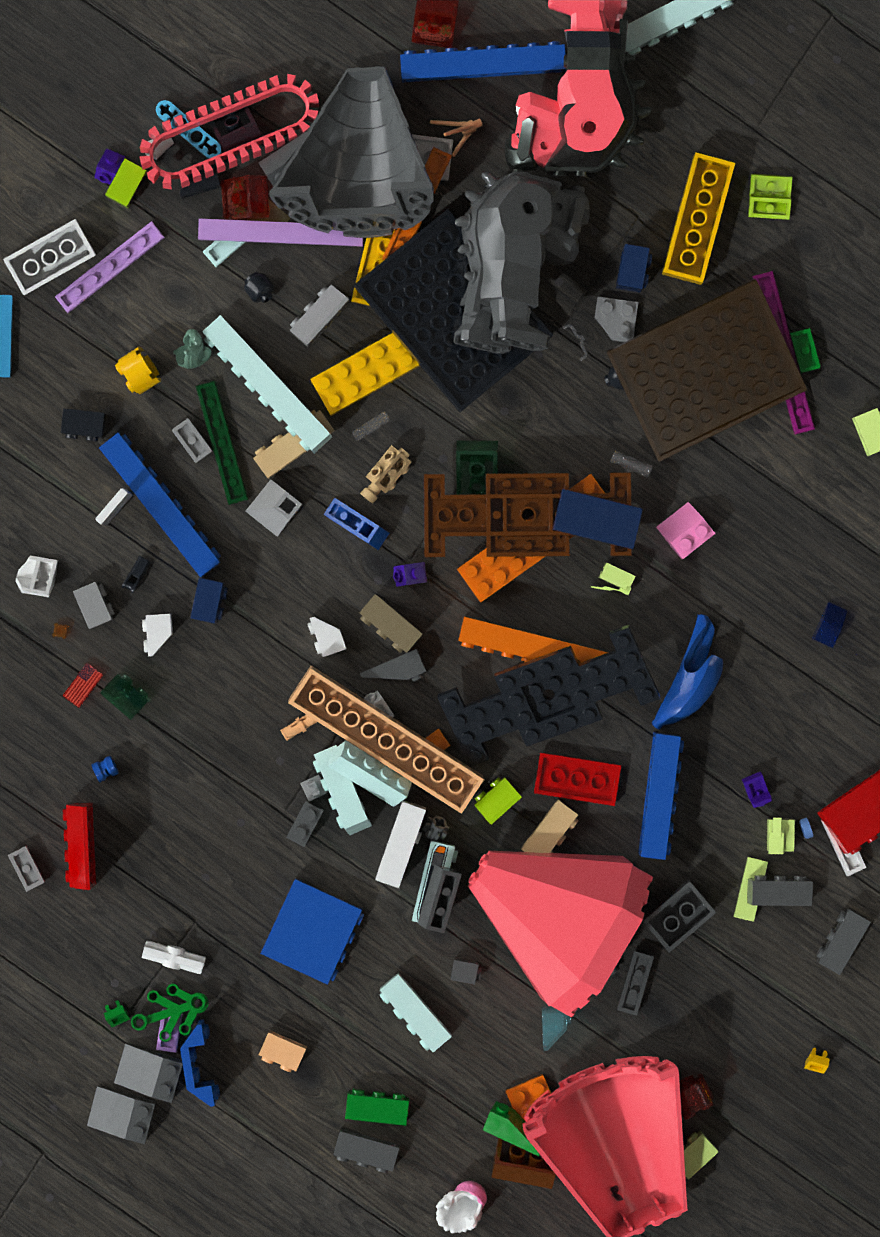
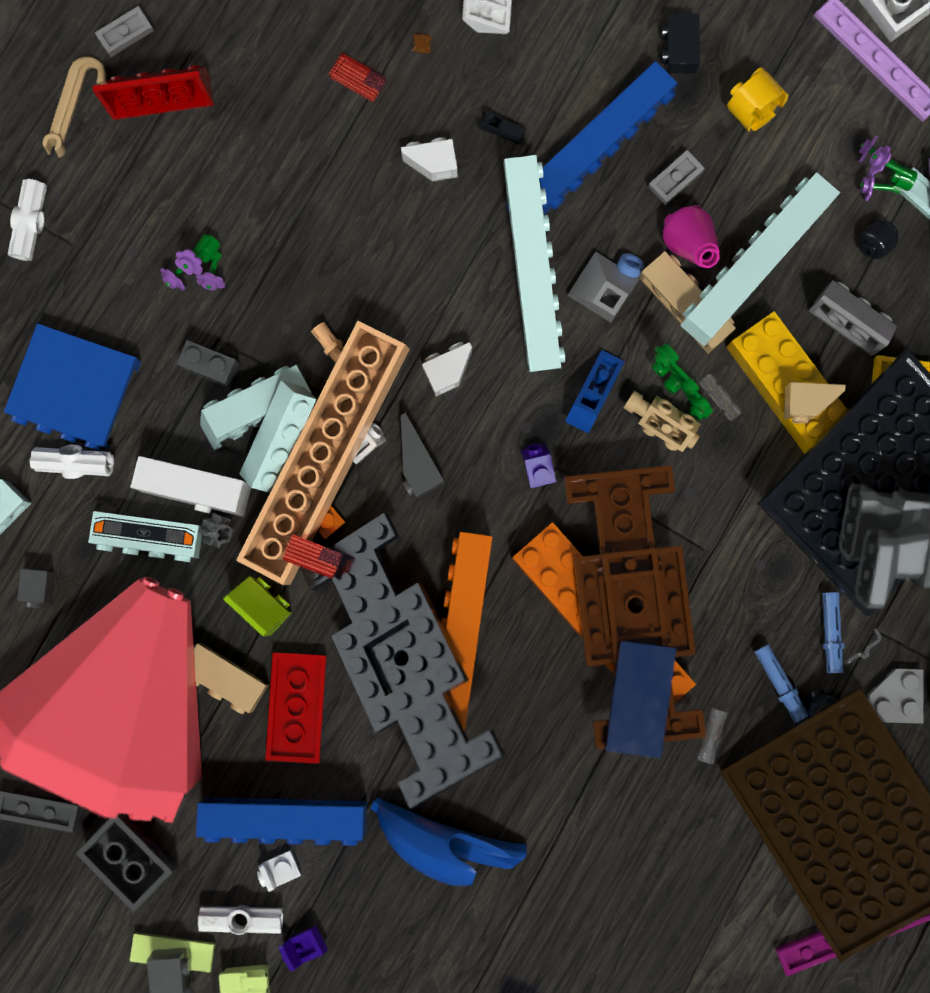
camera: 85 degrees right, 5 degrees down
(77, 916) = (68, 102): none -> tan piece
(93, 604) = (458, 78): light grey brick -> none
(105, 768) = (254, 110): blue wheel -> none
(113, 507) = (584, 82): white tile -> none
(125, 695) = (347, 125): clear green slope -> none
(193, 352) = (787, 166): sand green hair -> none
(208, 600) = (478, 213): dark blue brick -> none
(211, 265) = (901, 175): none -> plant
(213, 819) = (191, 262): none -> medium lavender plant
(221, 443) = (651, 224): dark green tile -> none
(244, 435) = (692, 236): none -> dark pink cone
(254, 563) = (532, 263): none -> light aqua brick
(259, 485) = (630, 265): none -> medium blue tile
(313, 788) = (254, 369): light grey tile -> none
(343, 469) = (665, 361): none -> green plant
(370, 935) = (72, 461): none -> white piece
(385, 363) = (808, 400): none -> tan slope
(390, 624) = (472, 444): dark tan brick -> none
(439, 898) = (121, 542): dark grey brick -> none
(464, 754) = (312, 556): none -> clear red tile
(473, 462) = (691, 528): clear green slope -> none
(564, 362) = (832, 626): none -> medium blue pin
(596, 406) = (779, 679): none -> medium blue pin
(616, 577) = (563, 732): yellowish green piece -> none
(685, 530) = (634, 817): bright pink slope -> none
(698, 803) = (278, 870): none -> white bracket
(730, 848) = (223, 919): none -> white piece
(805, 350) = (889, 953): green plate -> none

